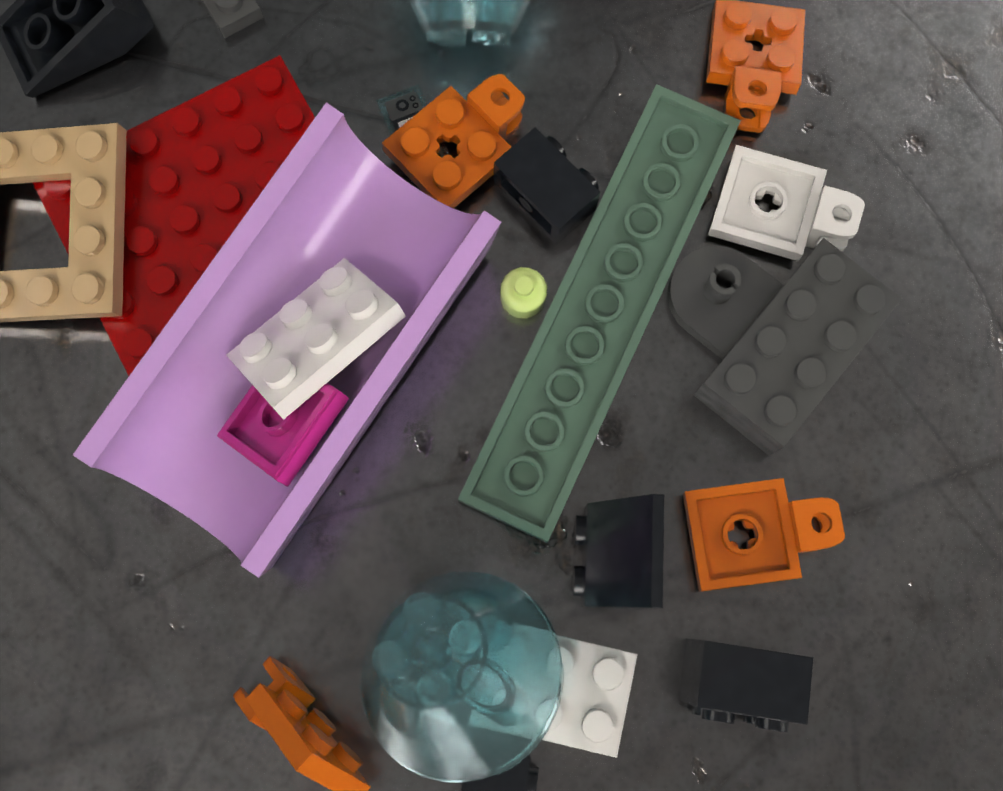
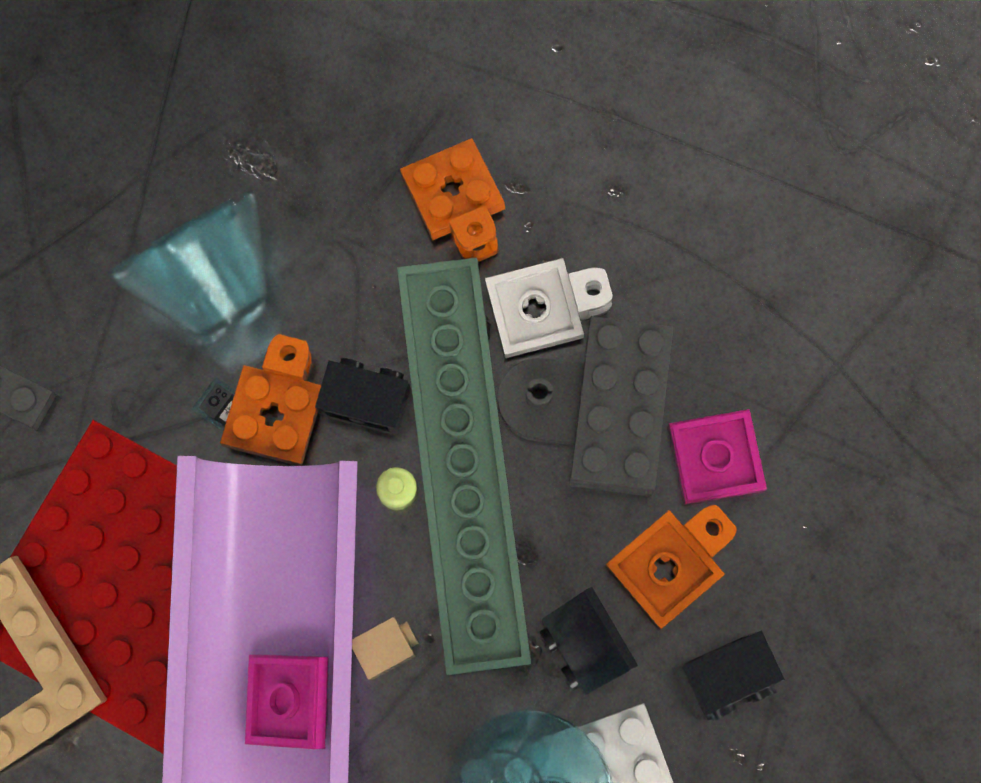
camera: 30 degrees left, 0 degrees up
(315, 336) = (273, 627): white plate -> none
(413, 434) = (384, 647): none -> tan brick
(862, 458) = (717, 457): none -> dark pink tile

